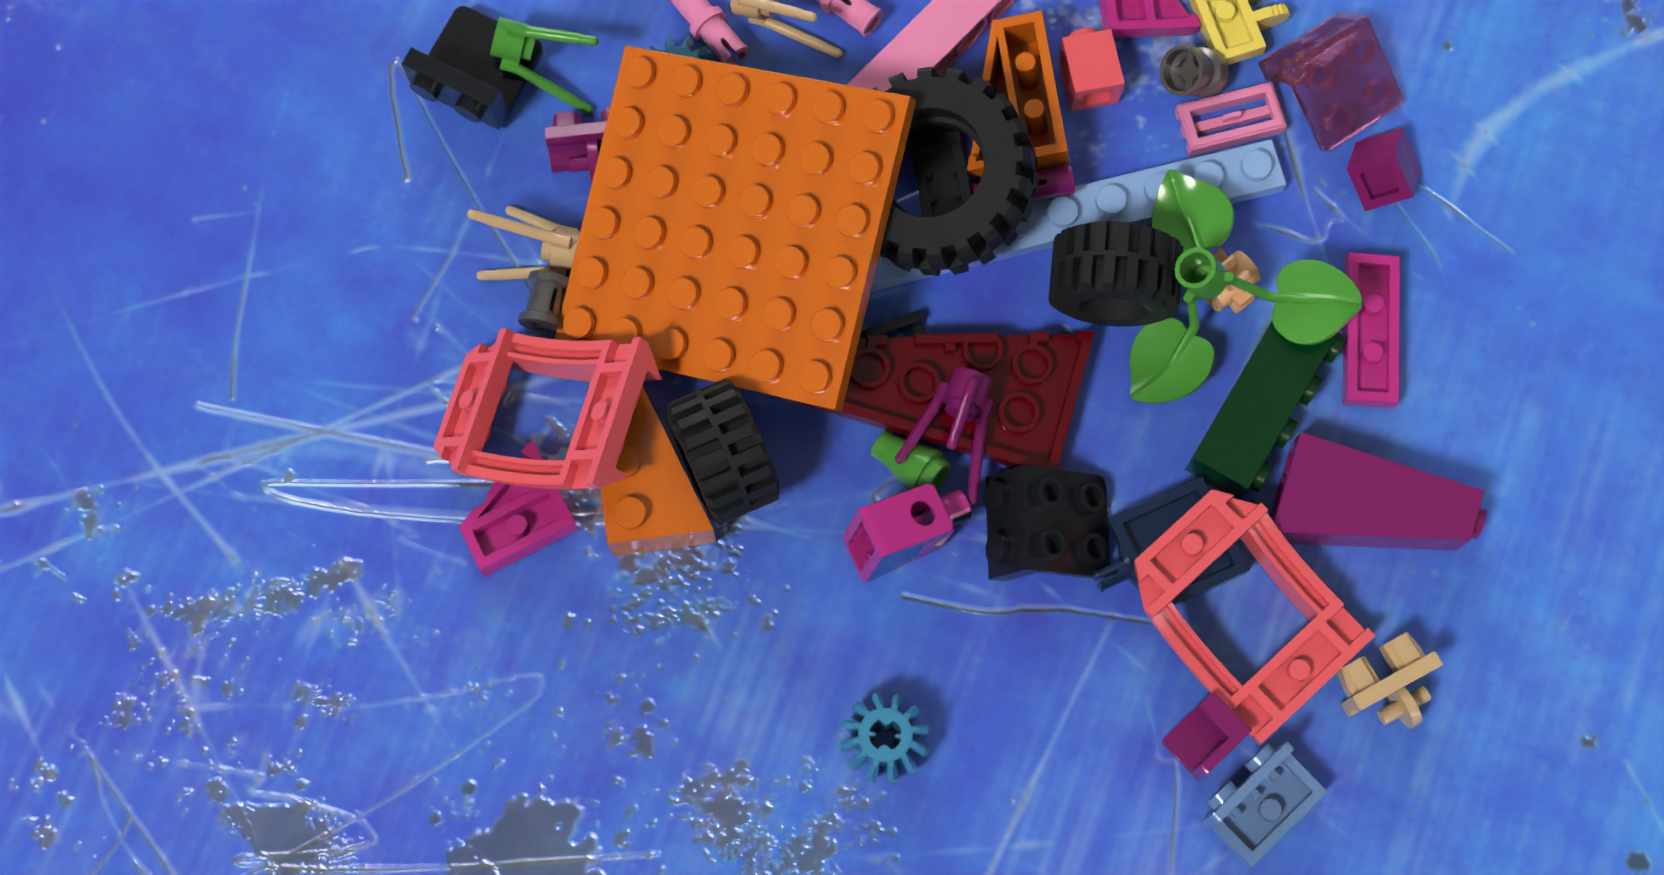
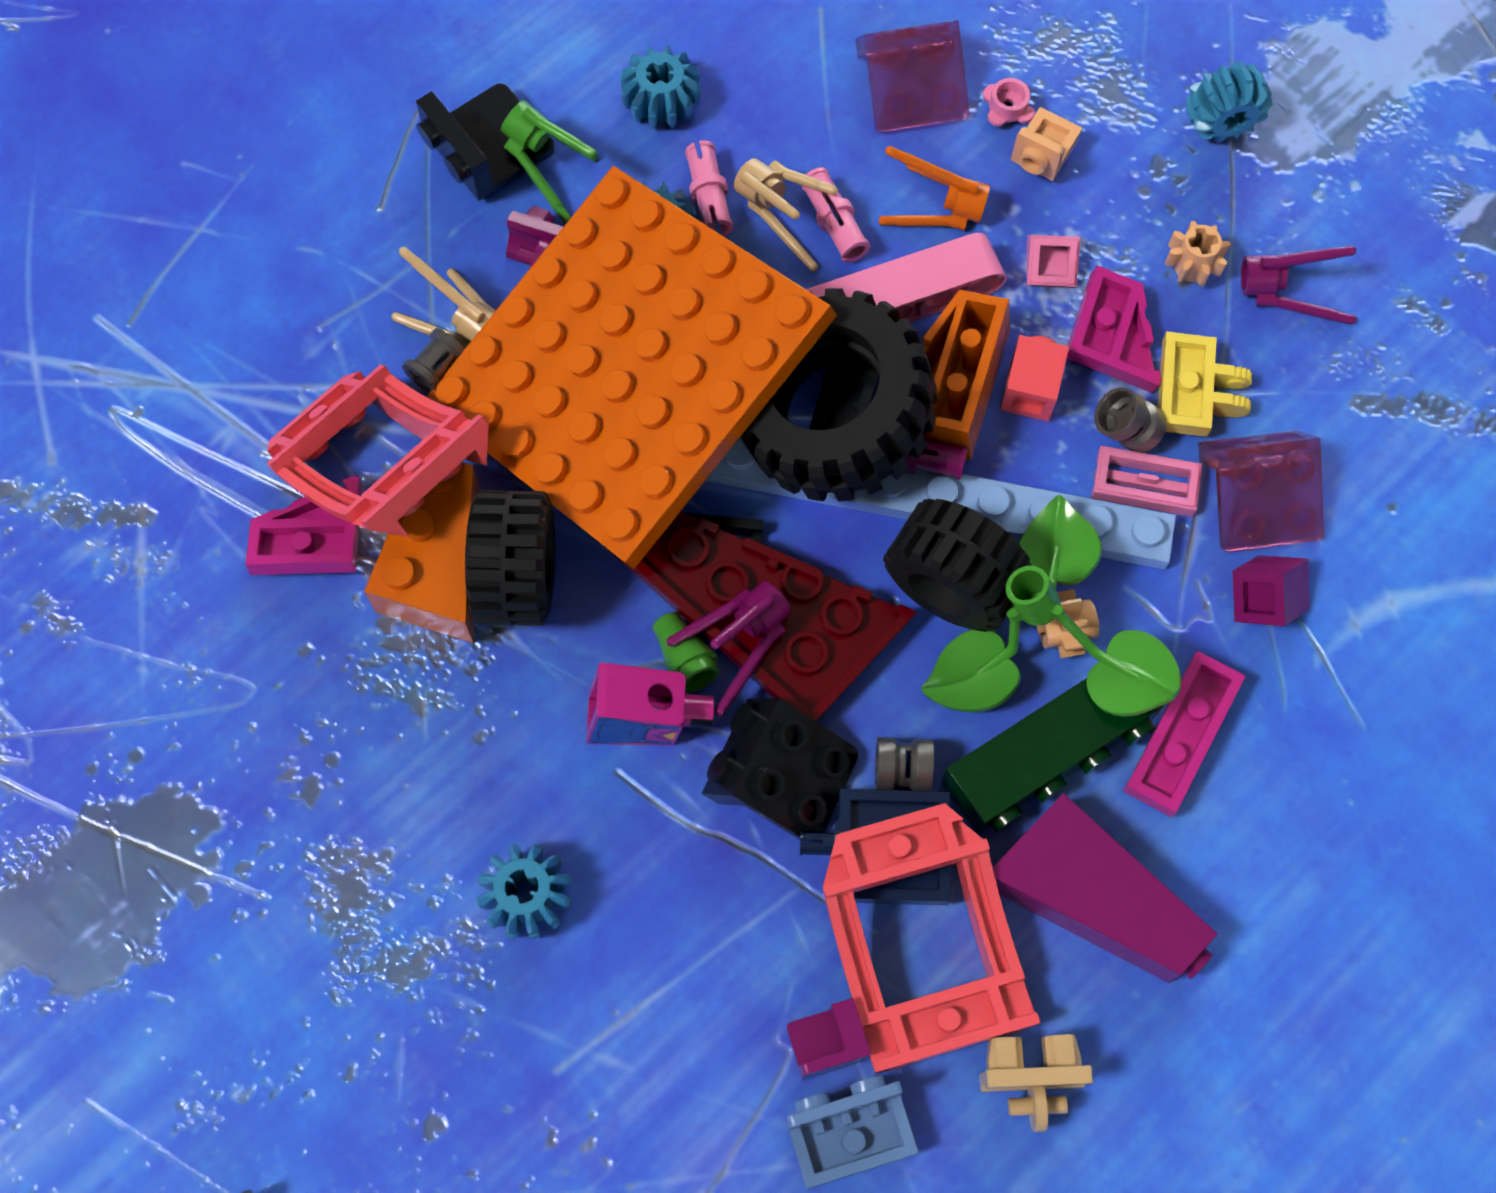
camera: 25 degrees right, 5 degrees down
(1151, 471) = (891, 764): none -> flat silver wheel

